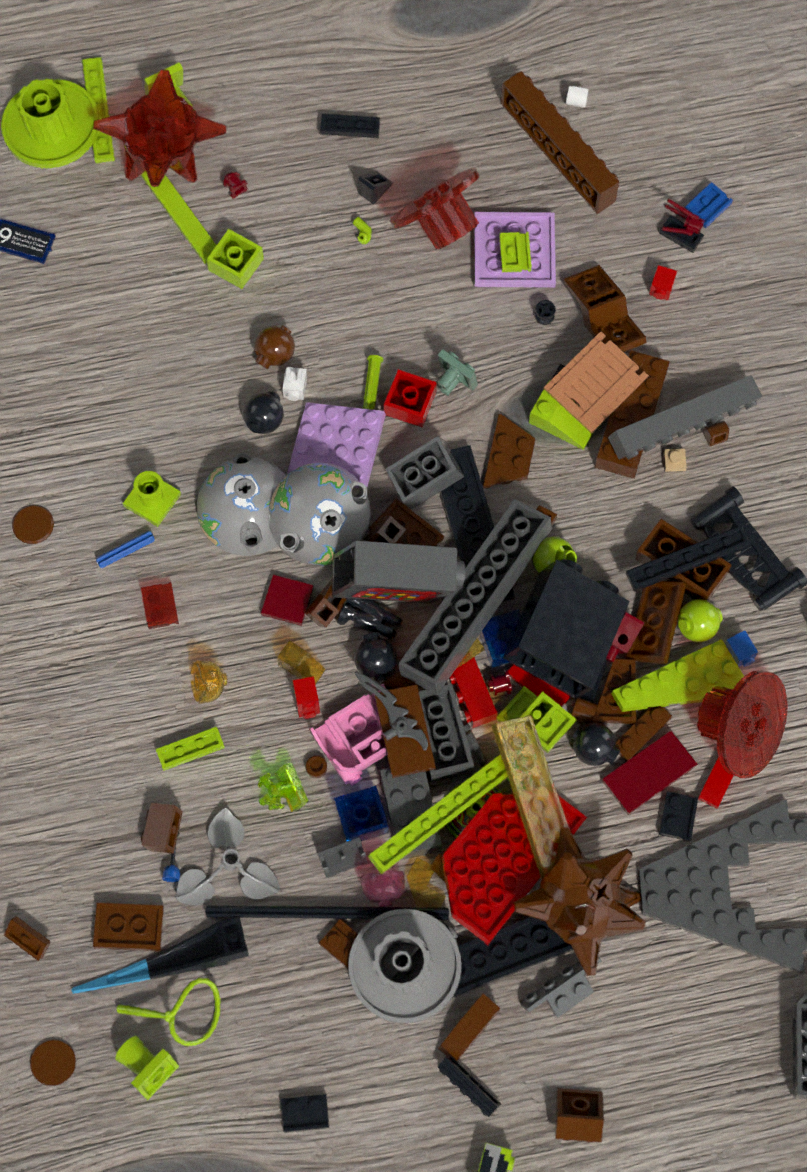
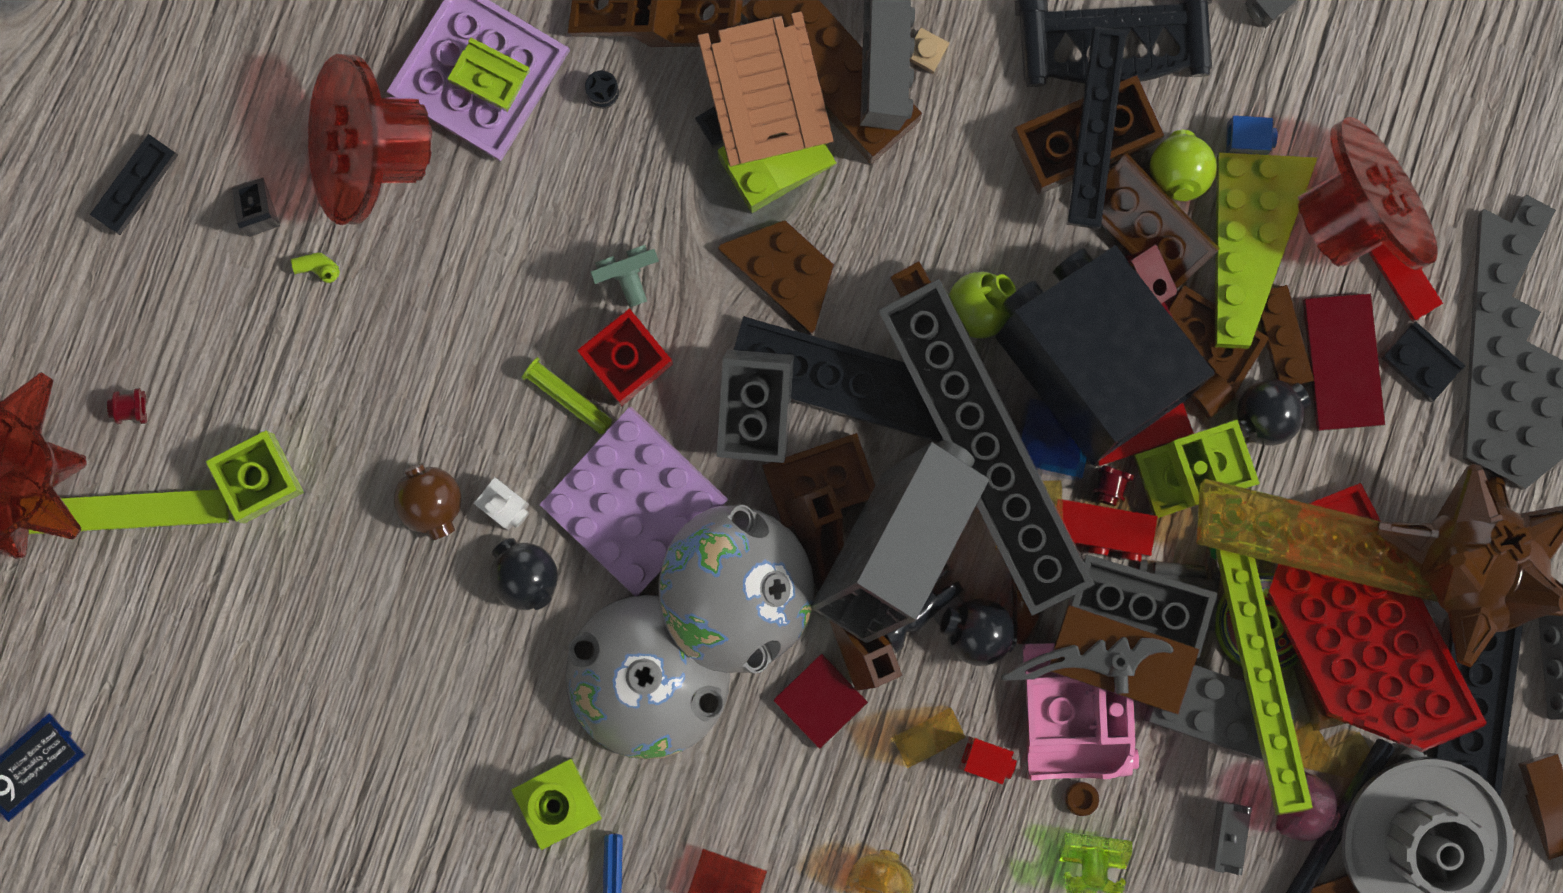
camera: 65 degrees left, 15 degrees up
(361, 814) = (1192, 781): clear blue brick -> none

